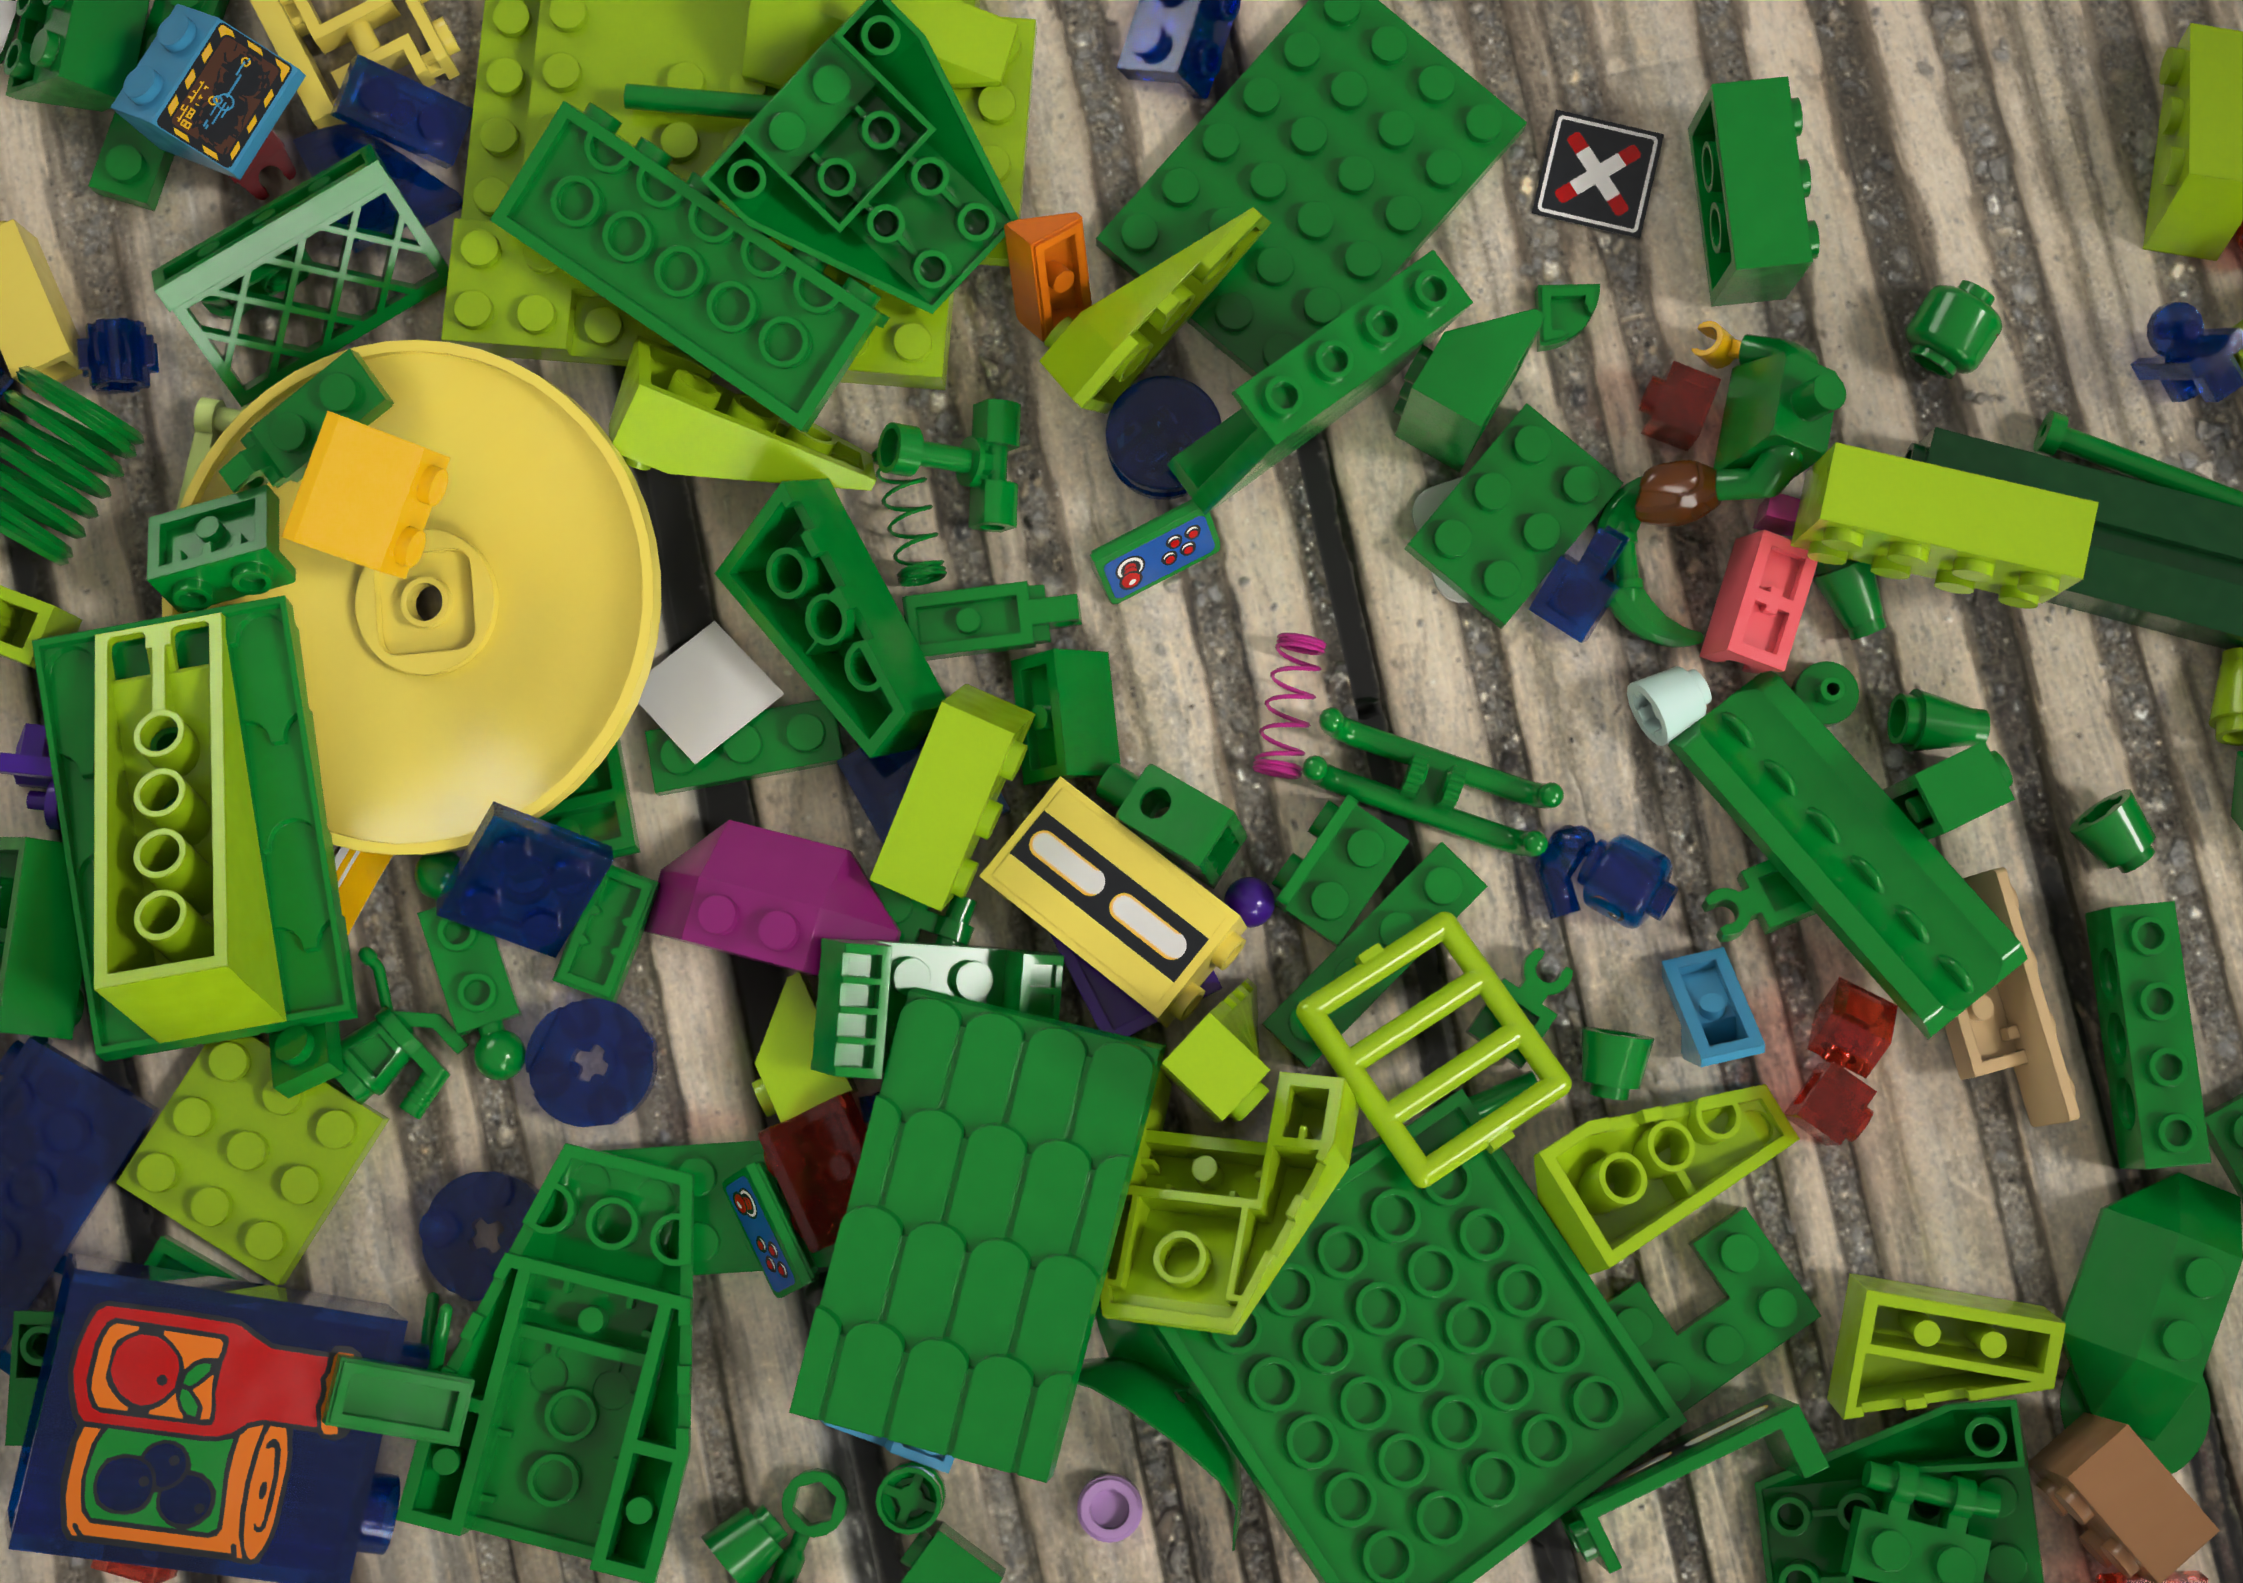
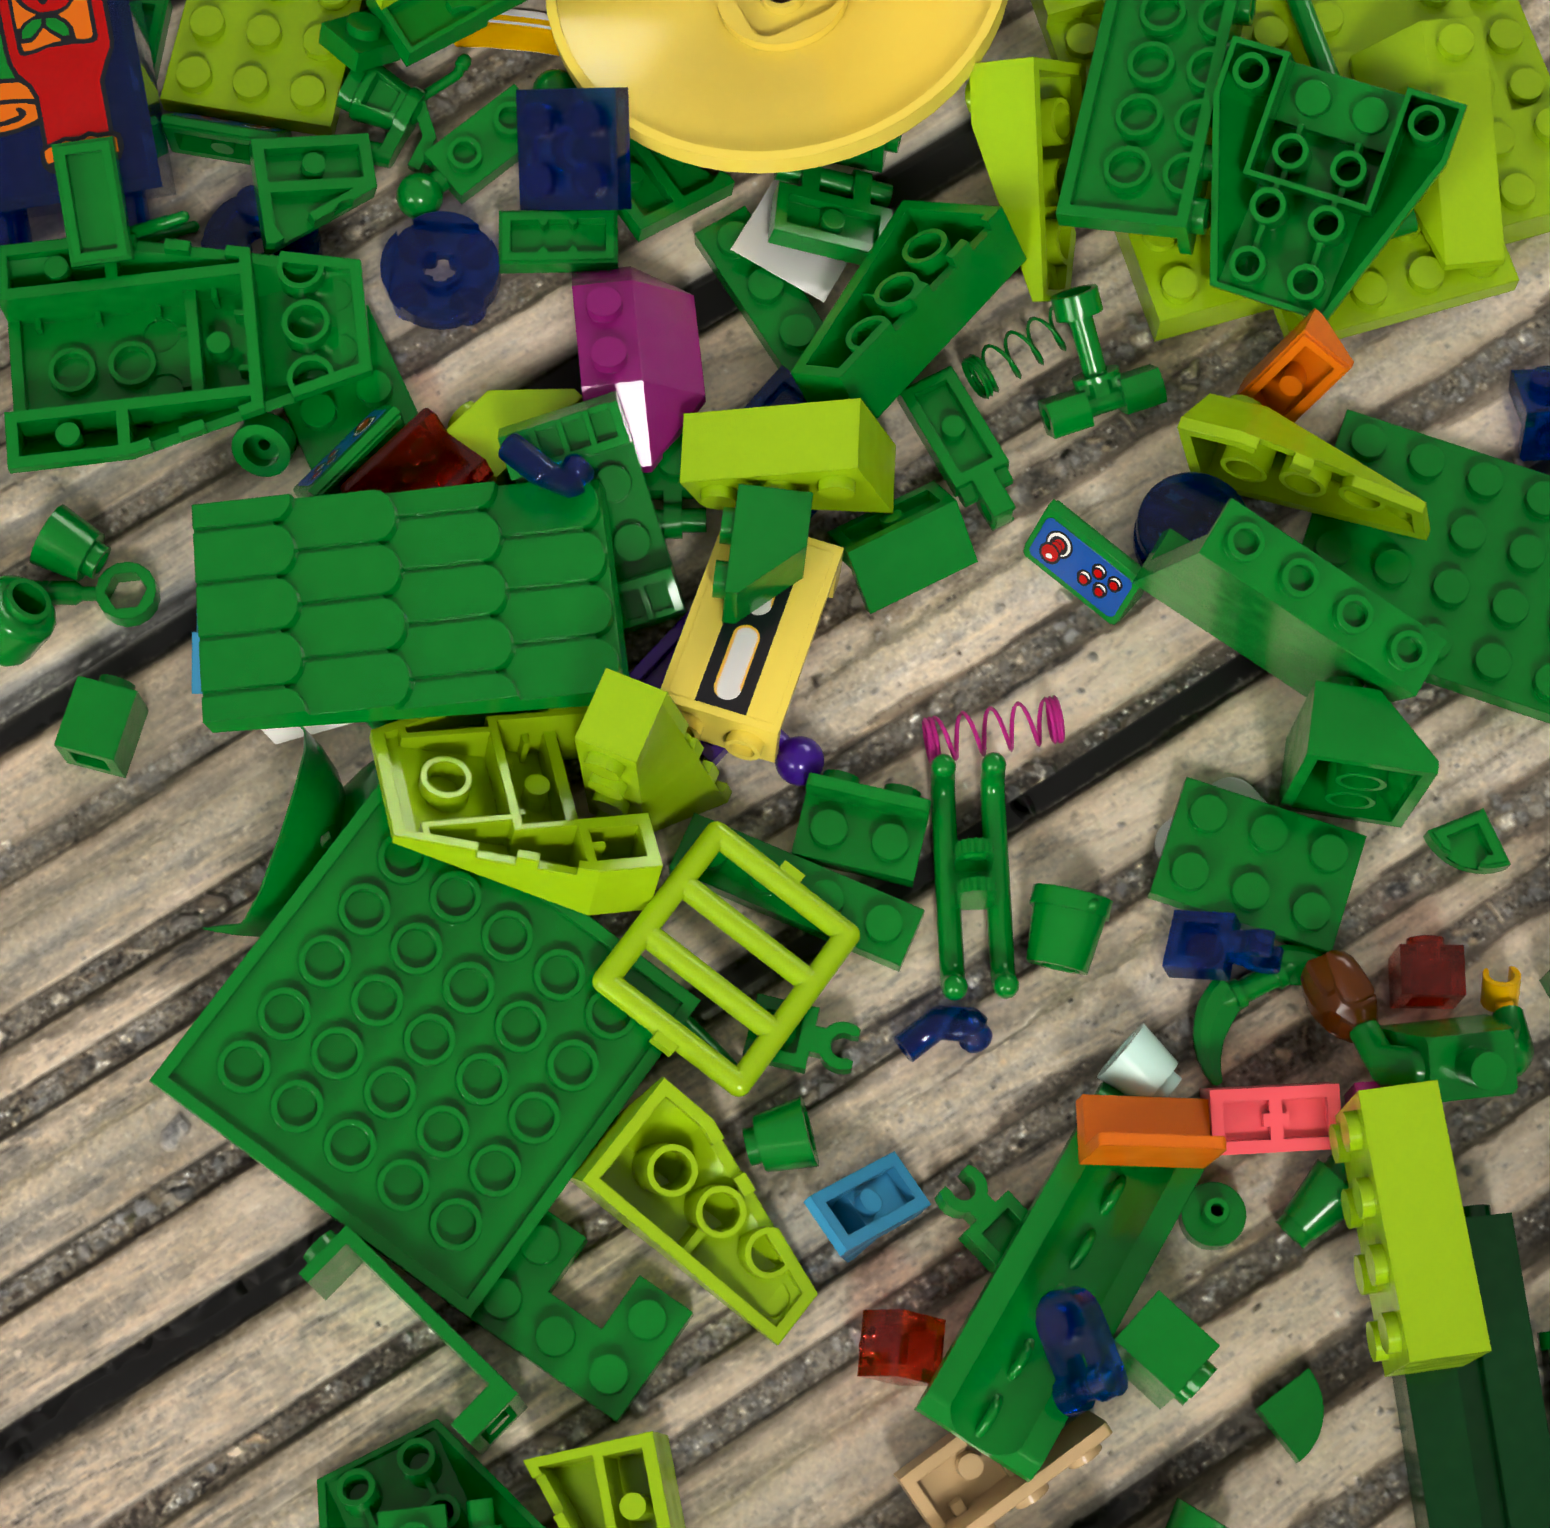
camera: 65 degrees right, 10 degrees down
(348, 1228) = (214, 136): none -> green slope
(446, 1165) = (308, 183): none -> green wing
(706, 654) = (829, 212): none -> green plate
(717, 1309) = (264, 445): none -> green tile
(892, 1045) = (542, 471): none -> clear blue arm
(907, 1508) = (154, 653): green wheel -> none
(1041, 851) = (766, 548): none -> green slope
(1109, 1507) = (210, 843): lavender tile -> none
(1194, 831) = (843, 666): green torso -> none
(1512, 717) = (1065, 927): none -> green piece
(1627, 881) = (955, 1088): clear blue head -> none
(1742, 724) = (1145, 1132): none -> orange panel
(1832, 1105) = (819, 1357): clear red plate -> none
(1917, 863) = (1068, 1327): none -> clear blue plate
(1932, 722) = (1230, 1320): green cone -> none
(2029, 695) = (1295, 1415): none -> green tile

